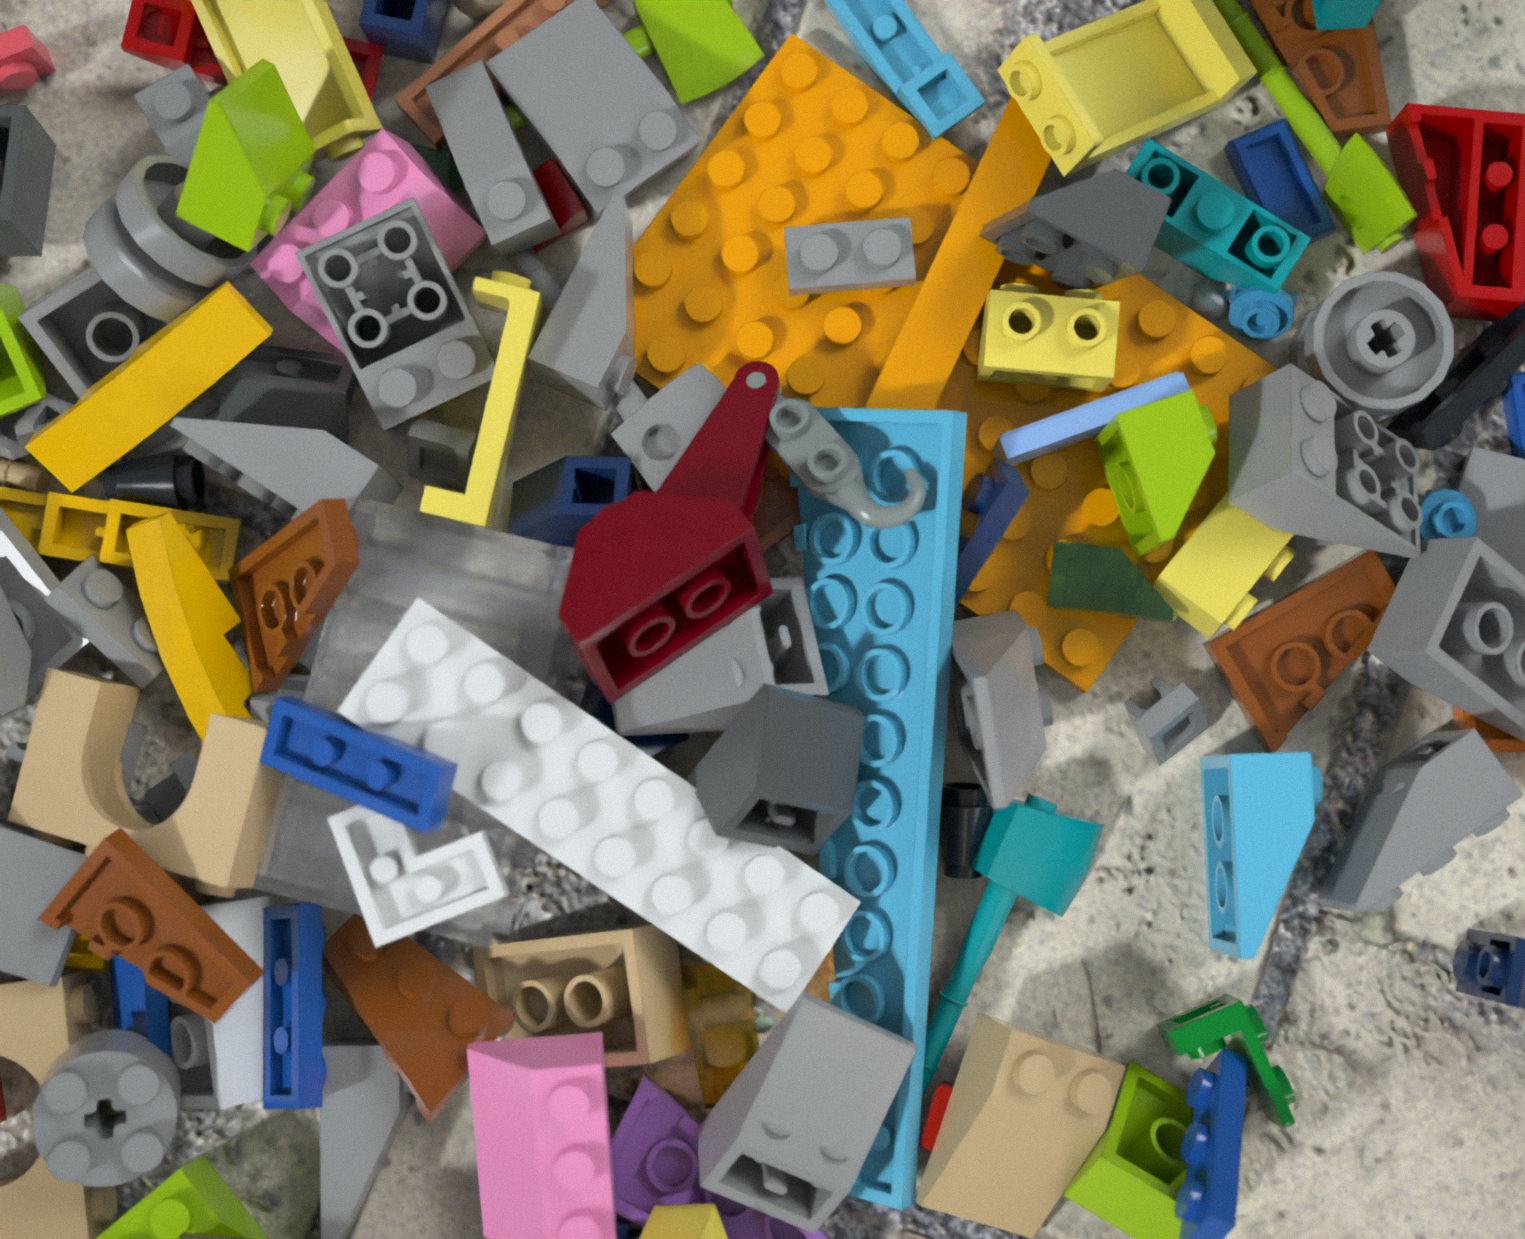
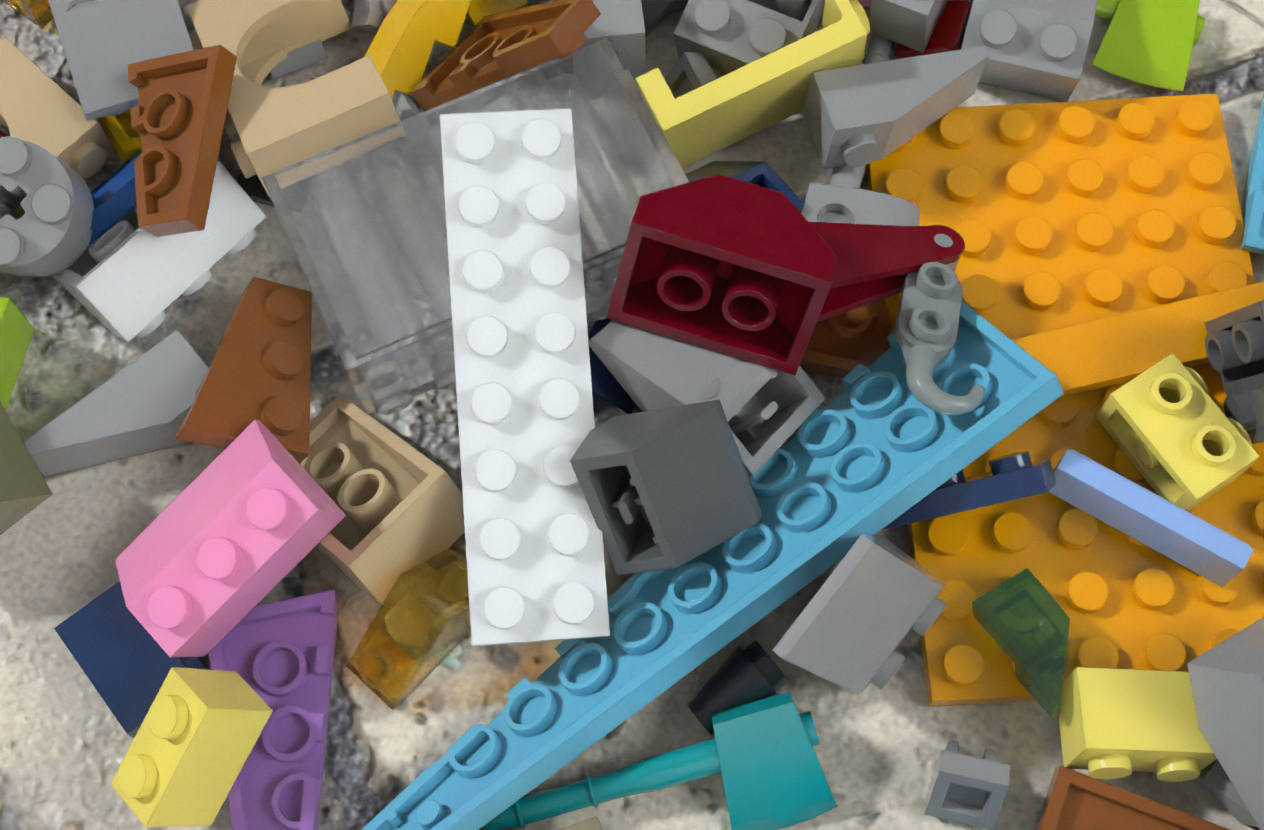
camera: 50 degrees right, 15 degrees down
(293, 1006) = (194, 287): blue plate -> none
(358, 764) = (412, 163): blue plate -> none
(411, 890) = (346, 268): white plate -> none
(803, 1113) = (402, 724): light grey slope -> none
(849, 256) = (1097, 249): light grey plate -> none
(1155, 465) = (1165, 584): lime slope -> none

